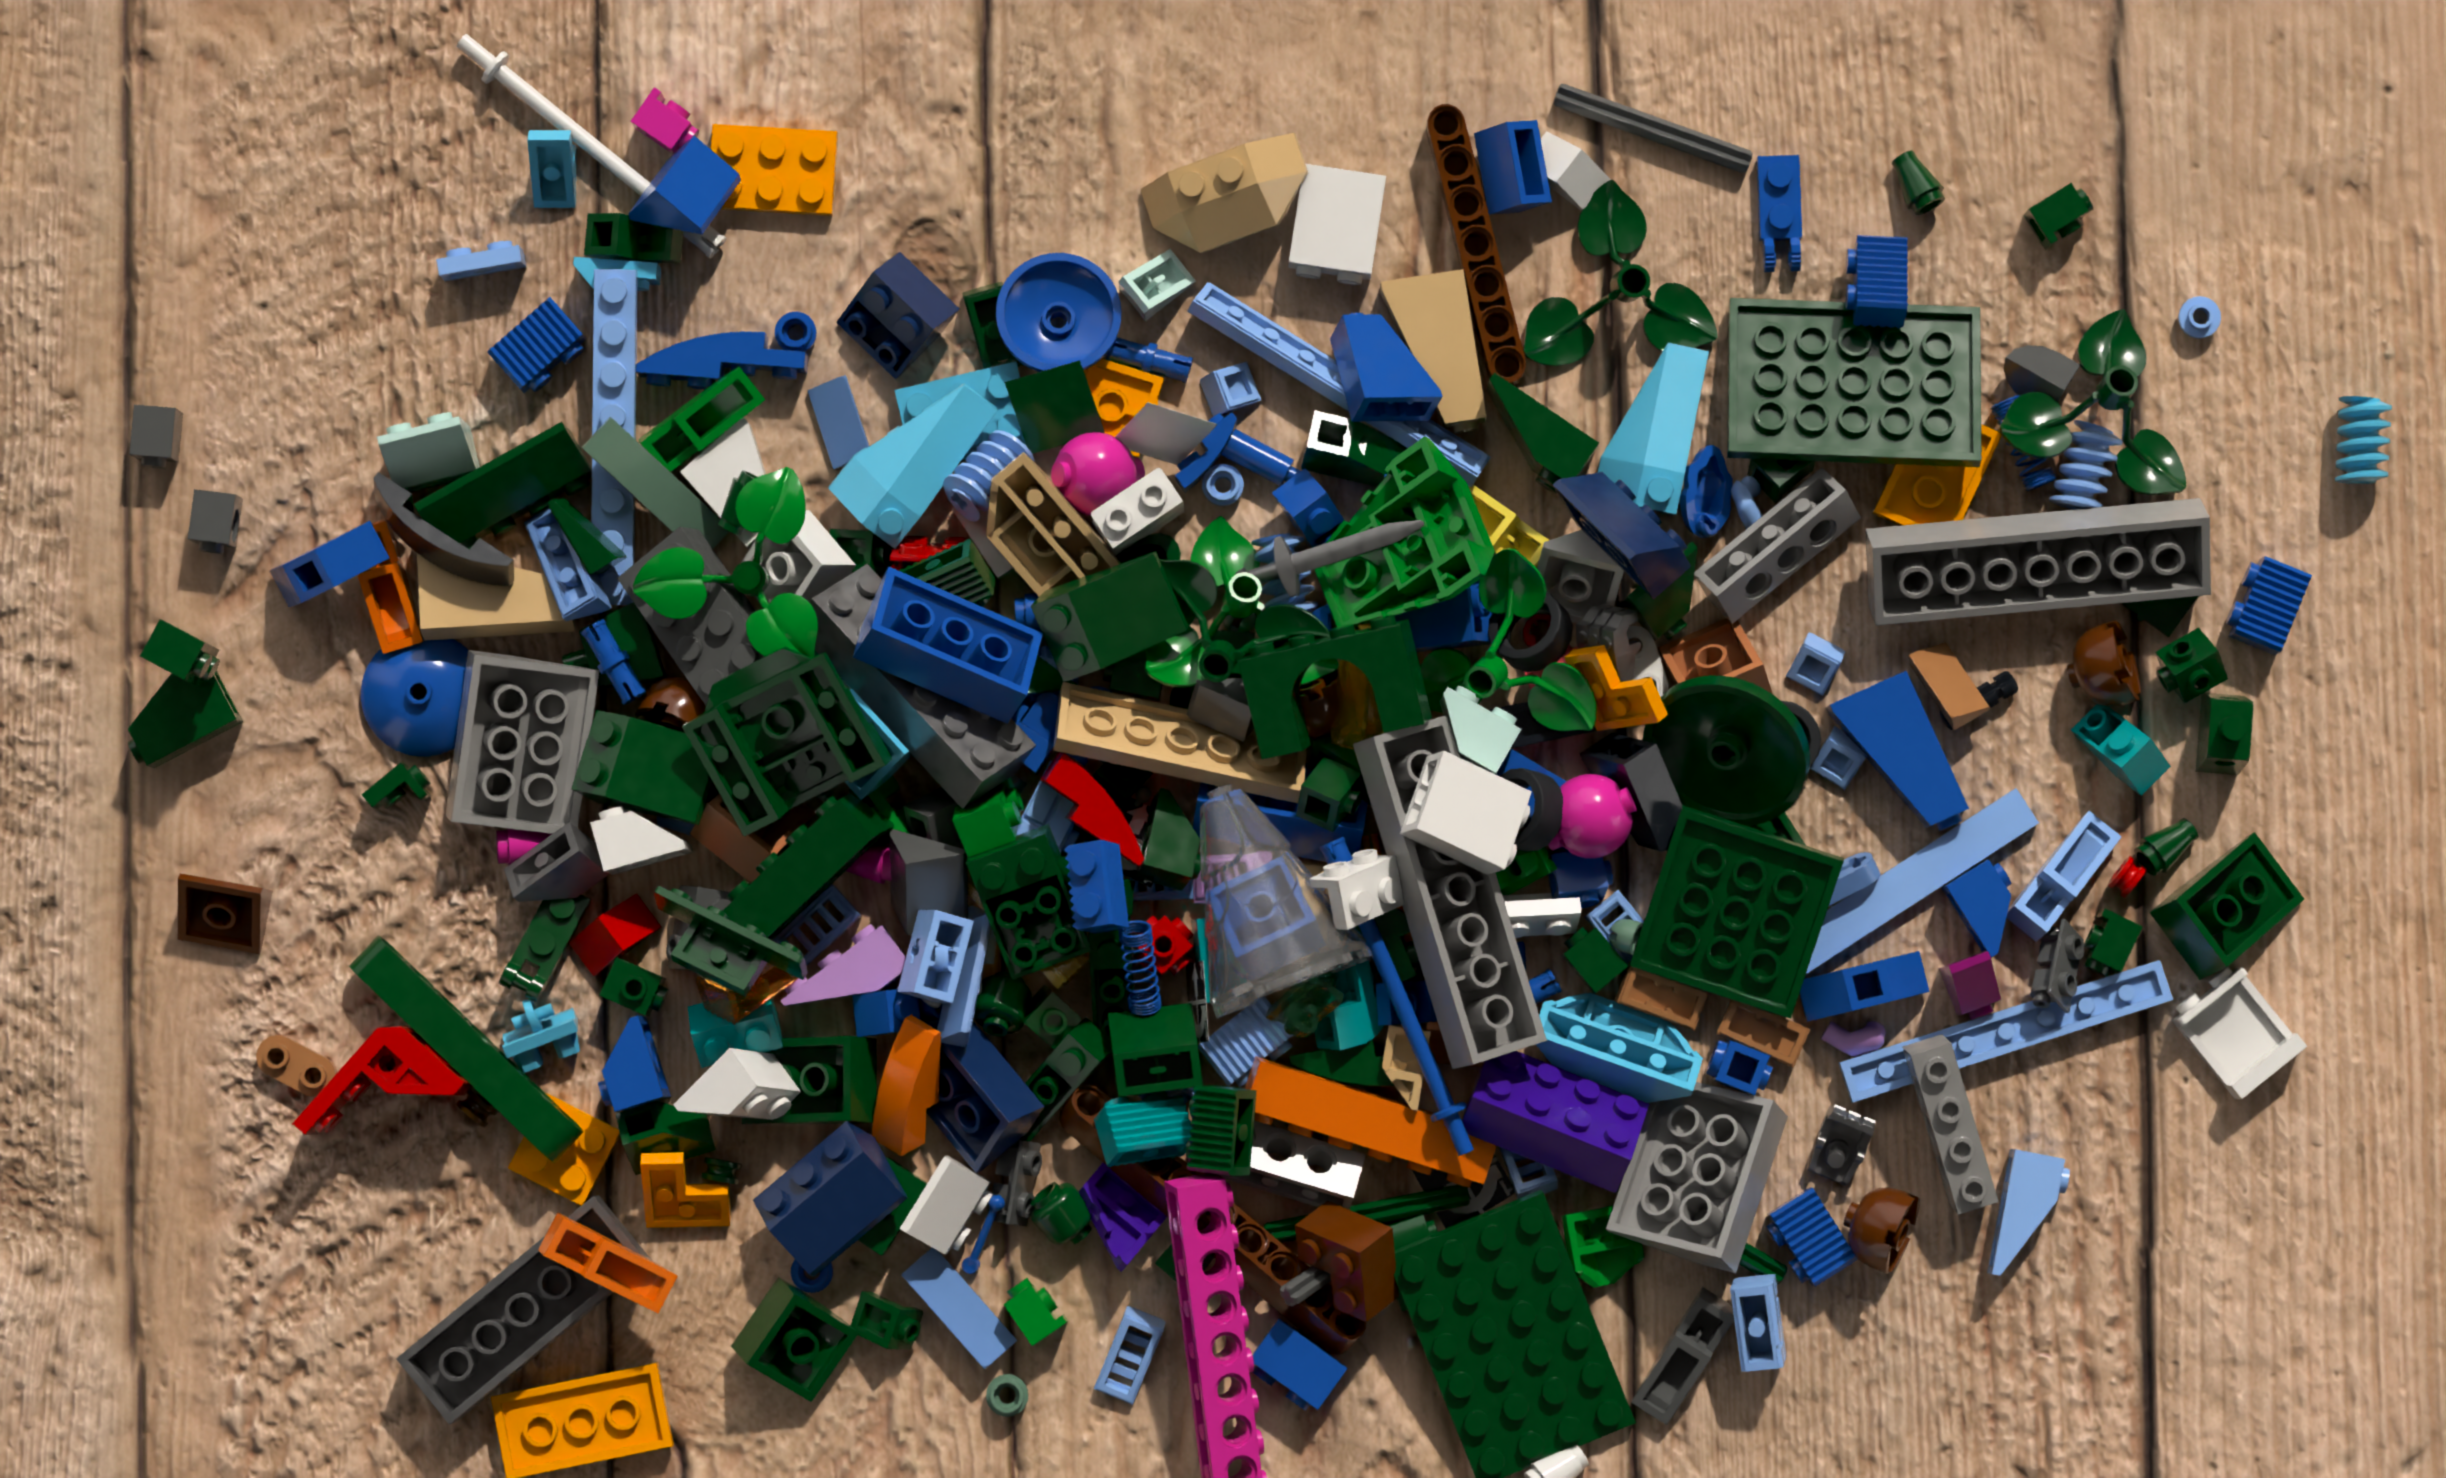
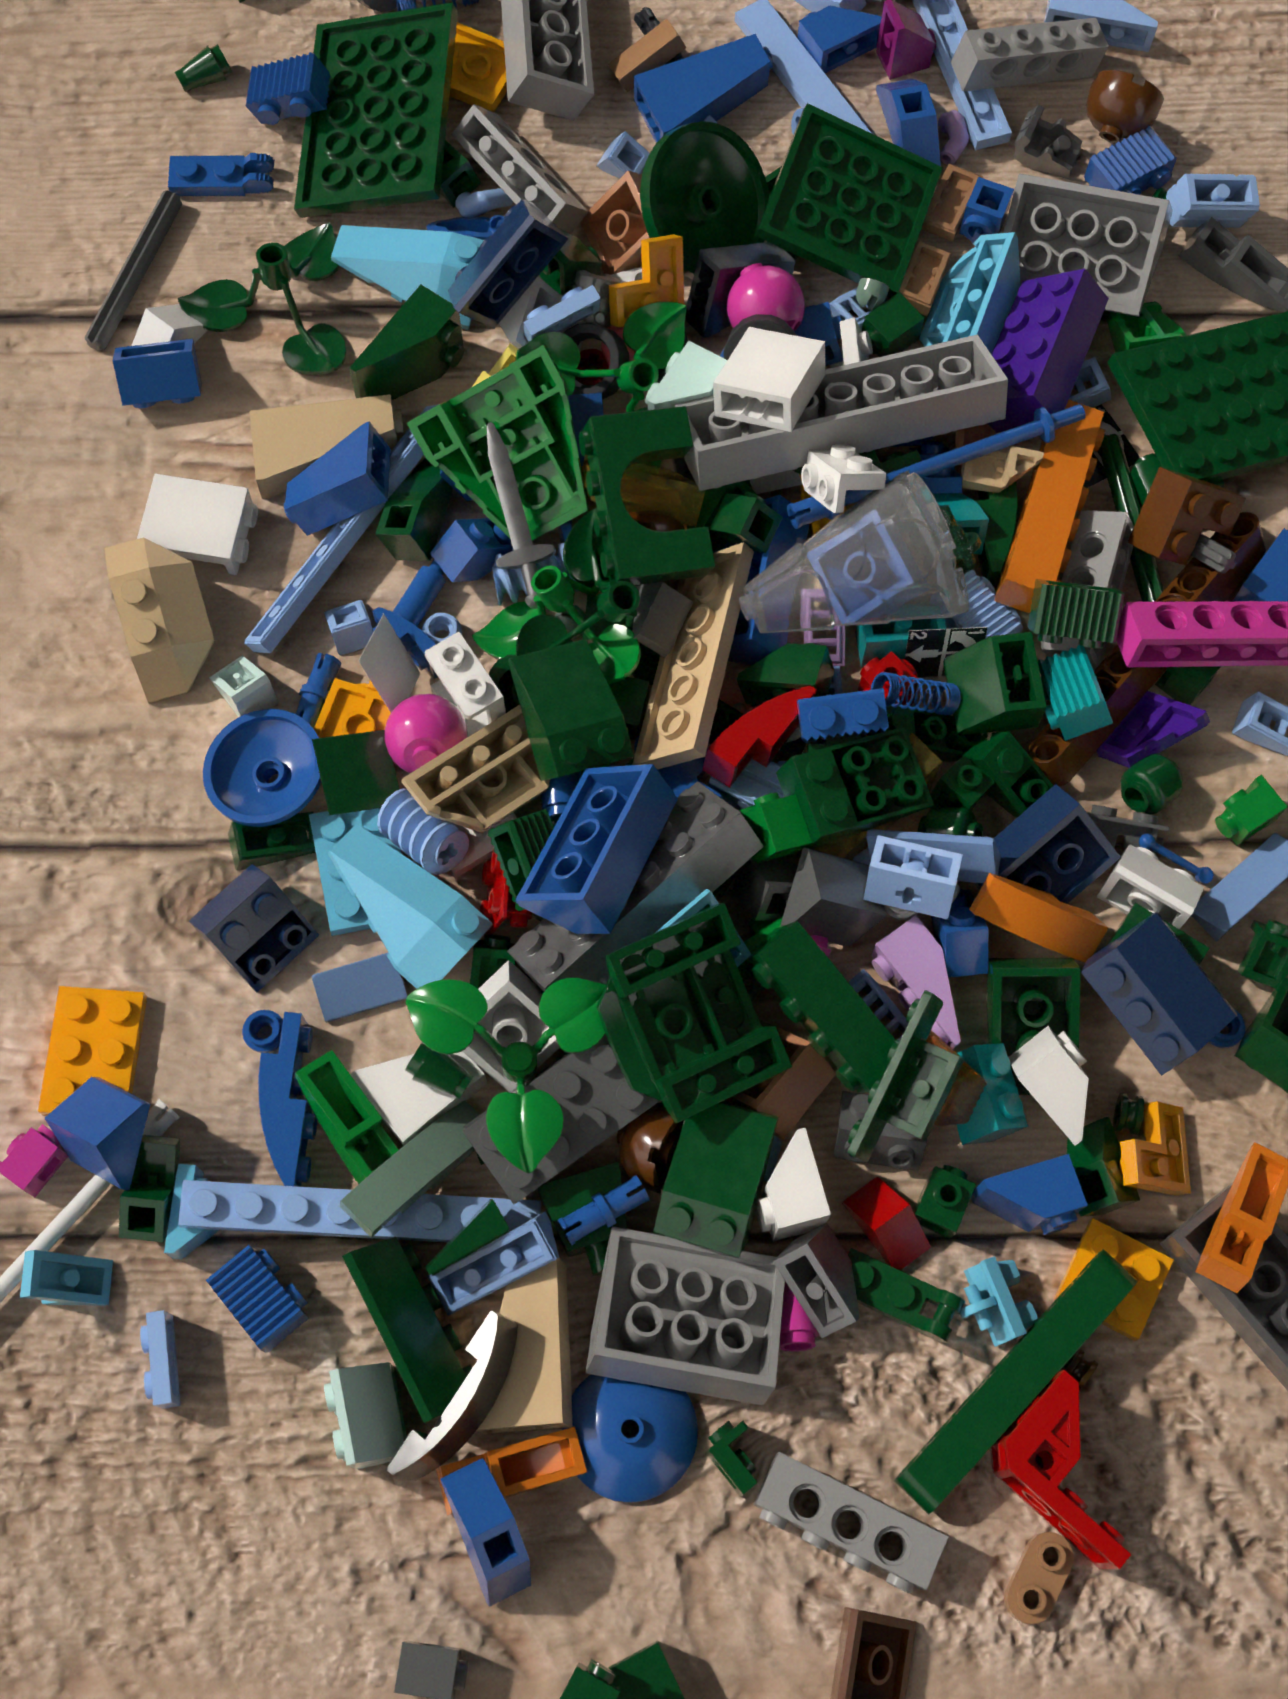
camera: 95 degrees left, 15 degrees down
(363, 880) = (919, 1542): none -> light grey brick
(1470, 226) = (209, 407): reddish brown beam -> none
(1574, 608) = (574, 307): none -> light blue plate

